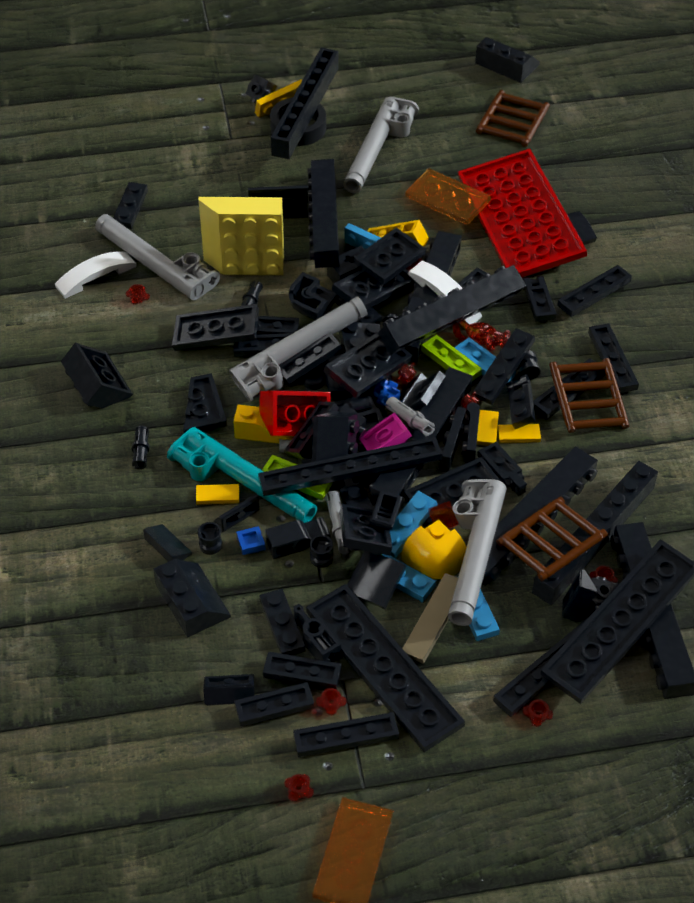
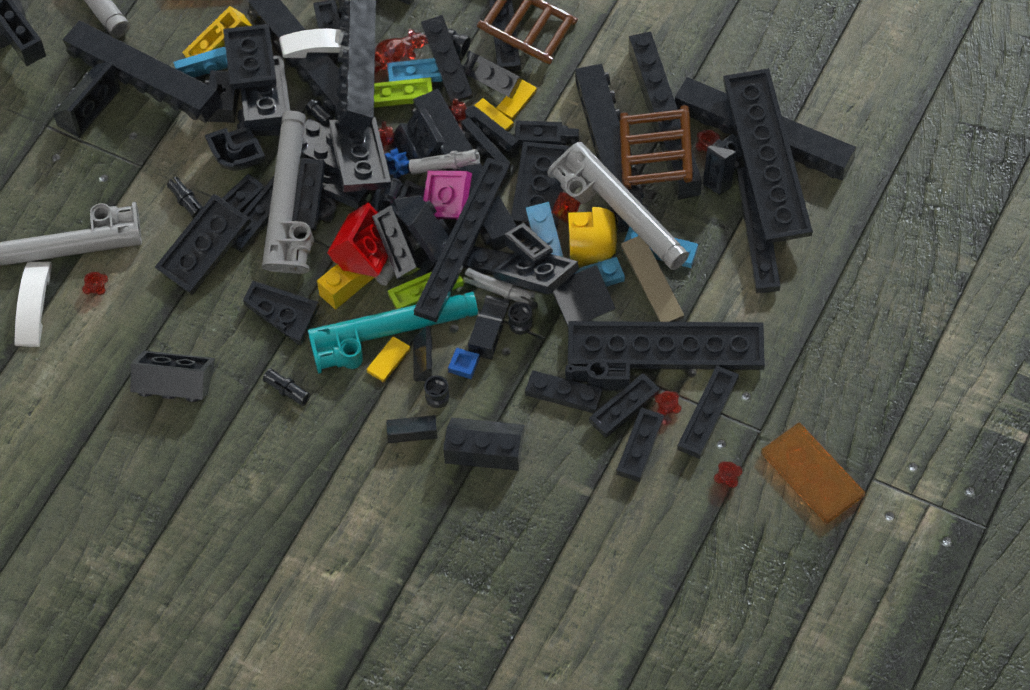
camera: 50 degrees left, 10 degrees up
(227, 688) = (596, 469): black slope -> none
(243, 234) = (127, 150): light yellow slope -> none
(538, 706) = (793, 264): clear red plate -> none

